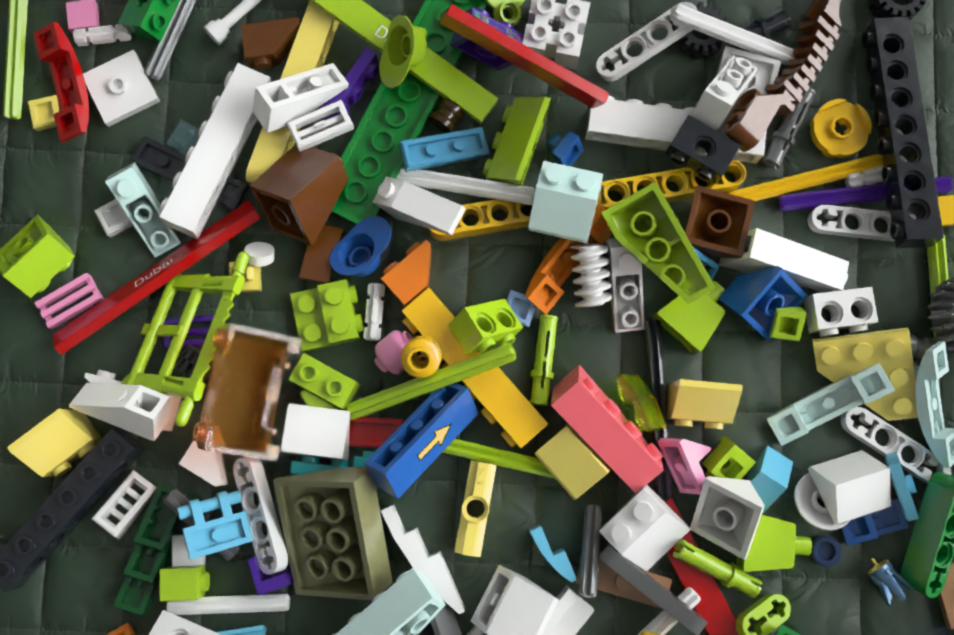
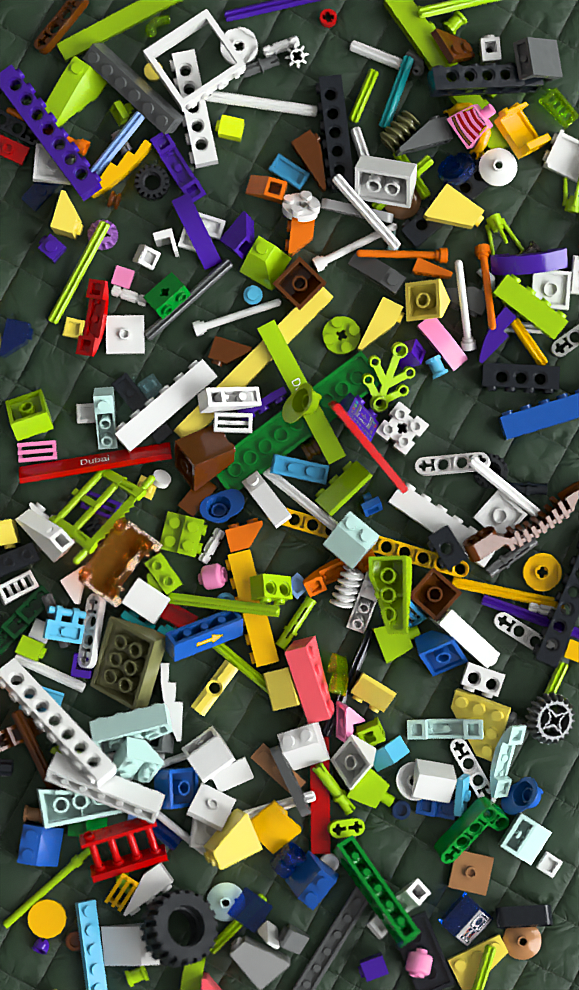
camera: 25 degrees right, 5 degrees up
(414, 364) = (220, 591): yellow head -> none
(557, 559) = (247, 739): medium azure slope -> none
(590, 551) = (267, 743): dark grey axle -> none
(724, 92) = (478, 519): white slope -> none
(788, 323) = (447, 671): lime slope -> none
(885, 576) = (426, 840): flat silver piece -> none

